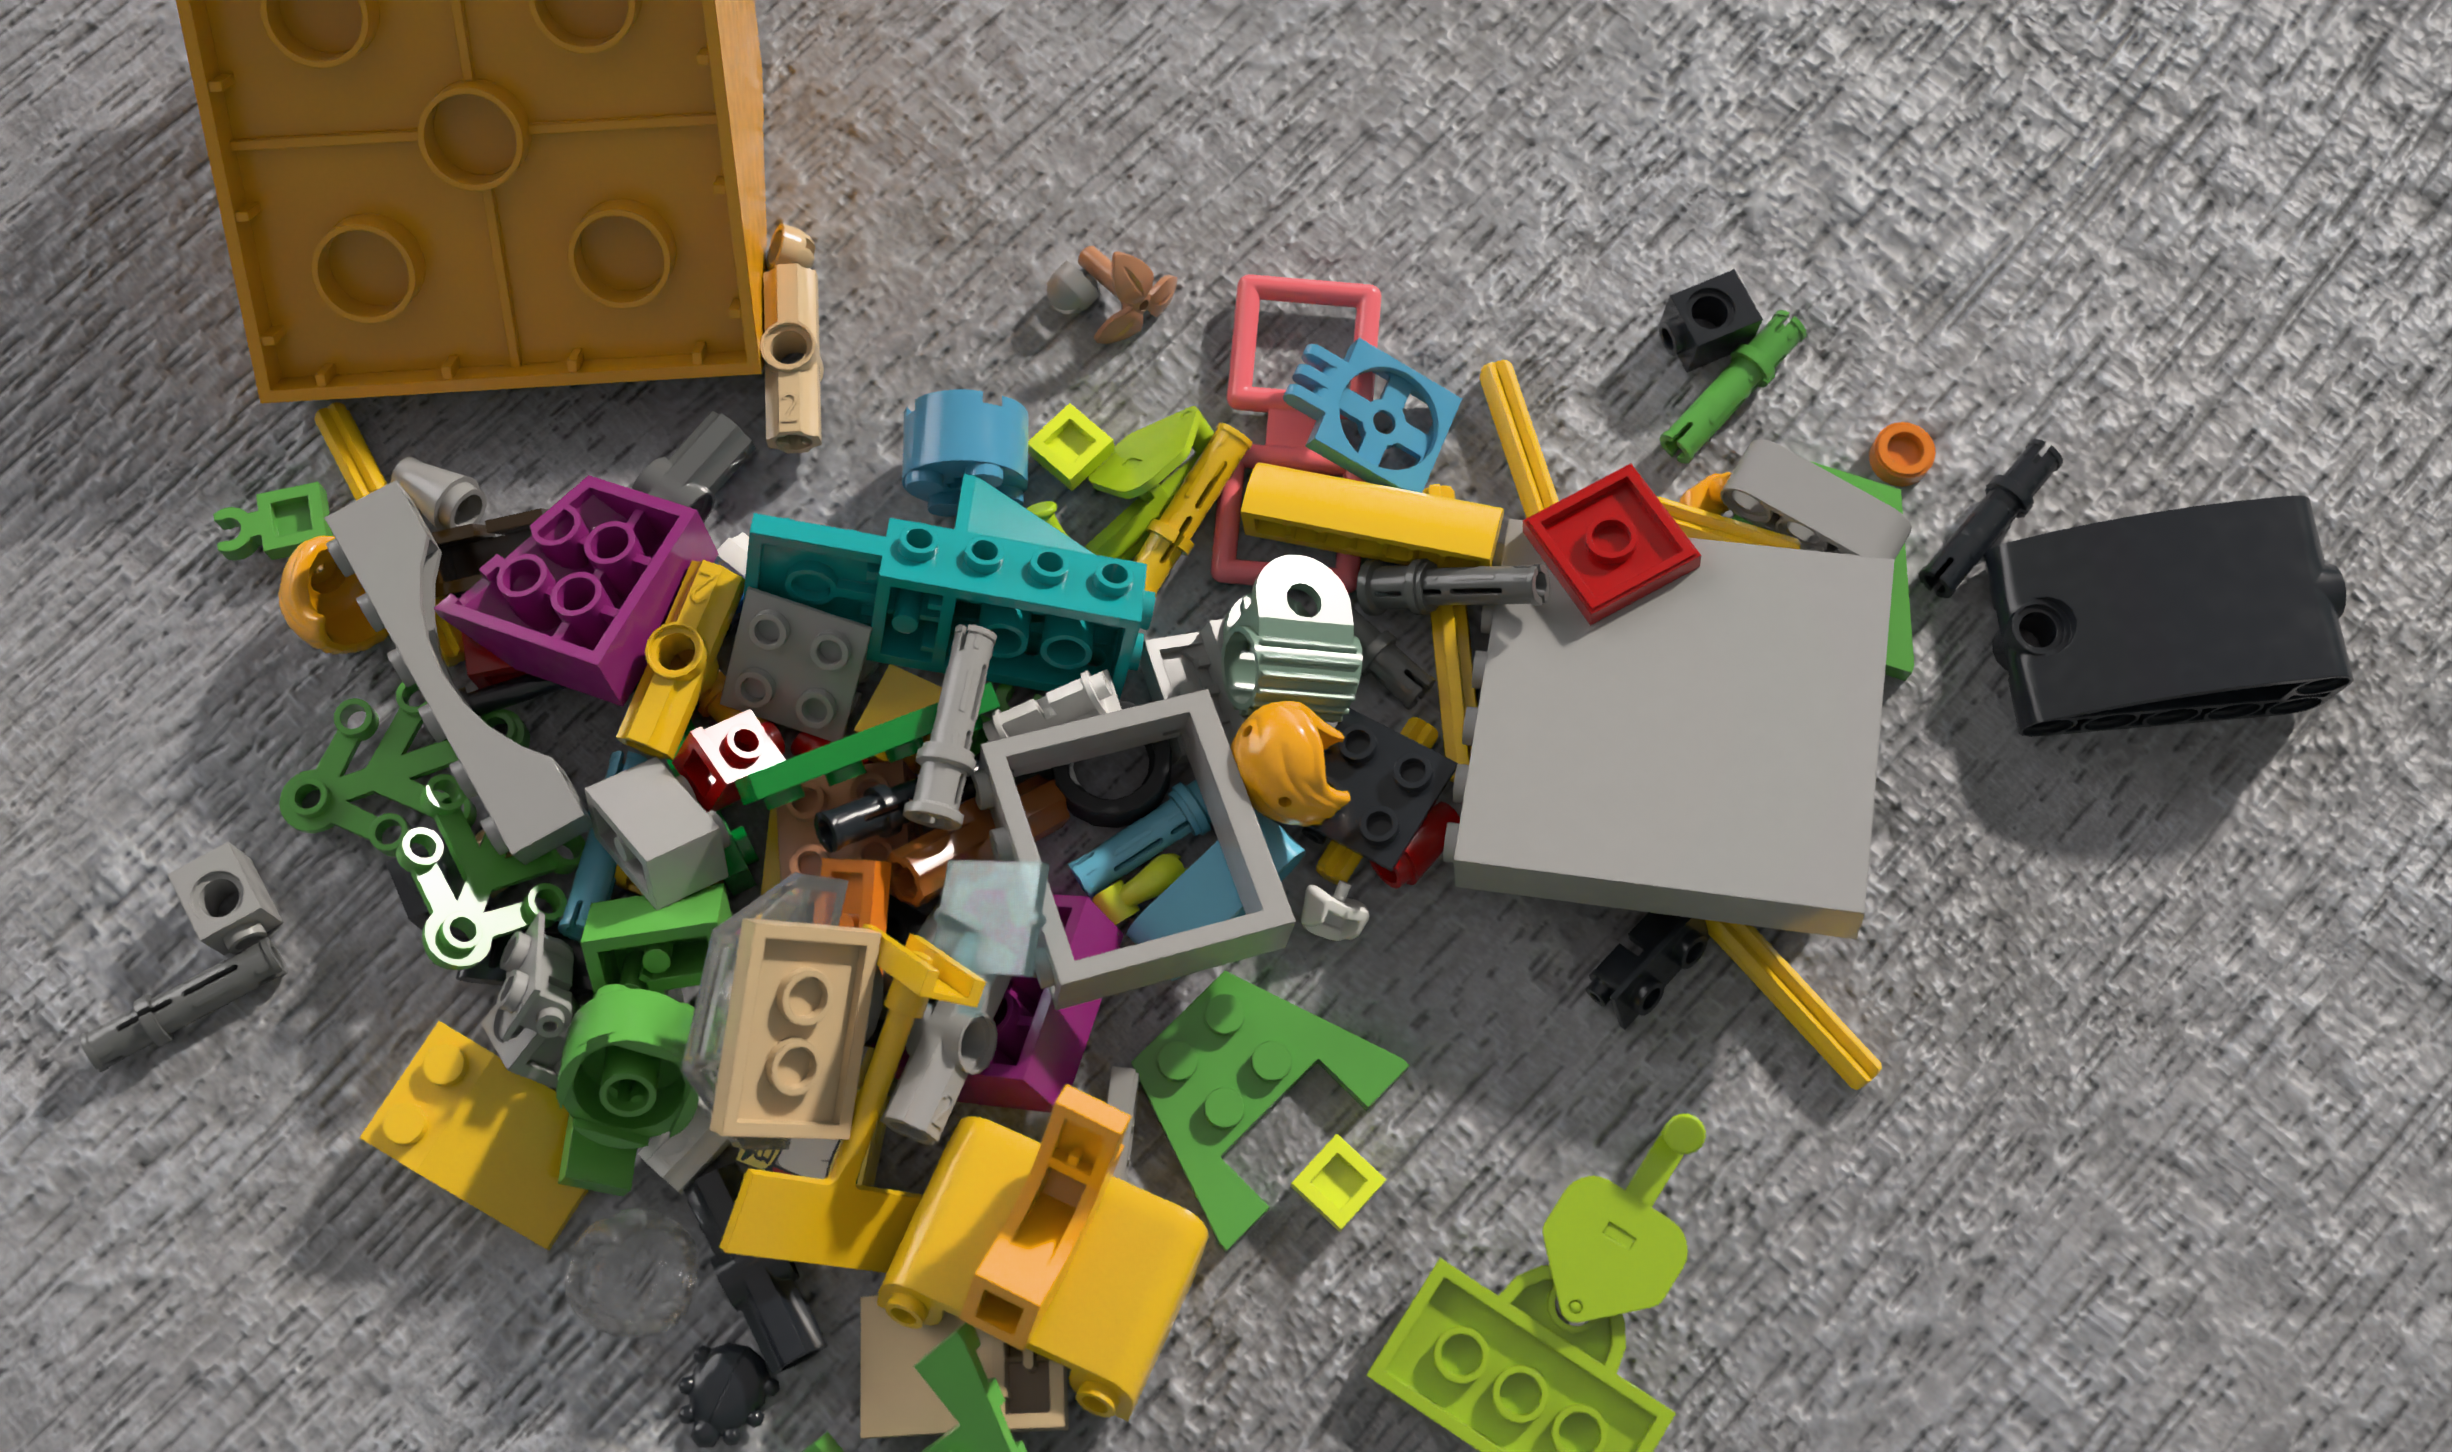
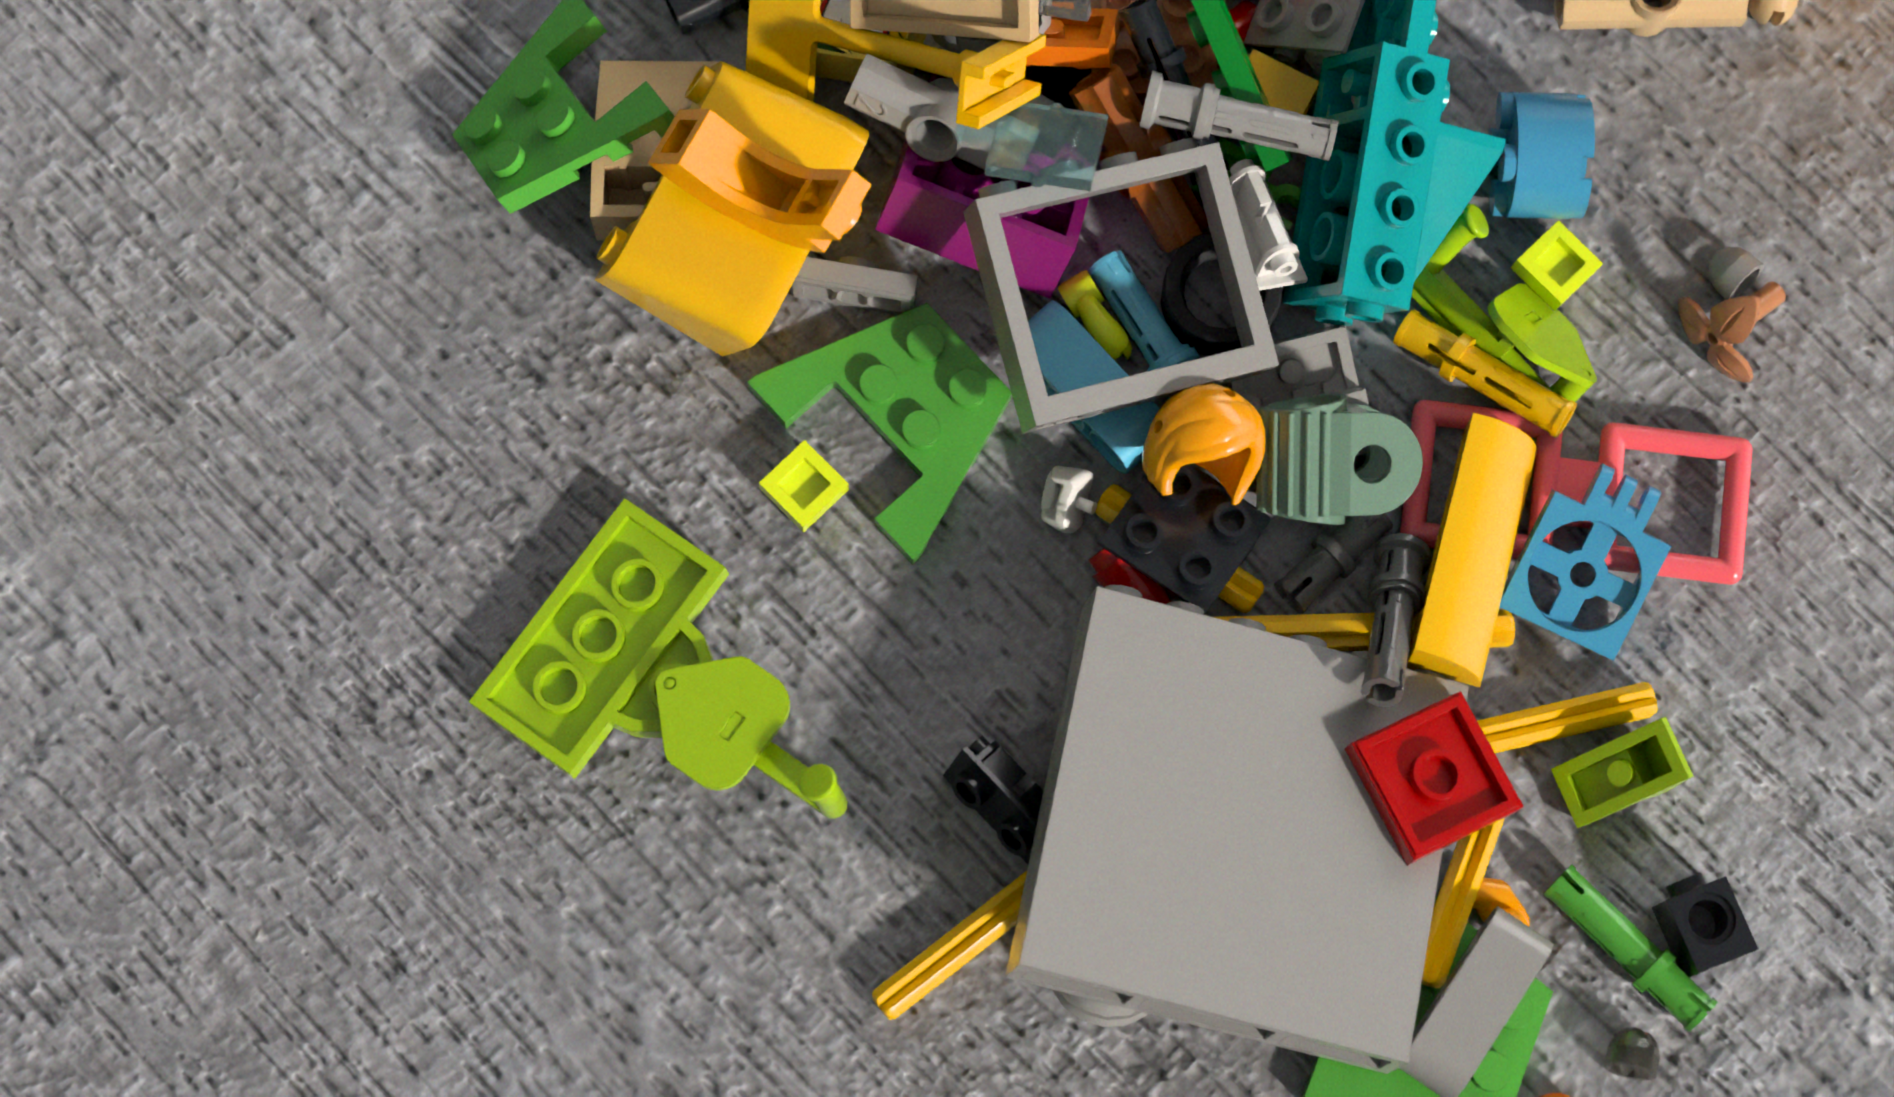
camera: 90 degrees right, 5 degrees up
(1576, 384) = (1622, 772): none -> lime slope
(1828, 384) = (1633, 1055): none -> clear smoke hinge

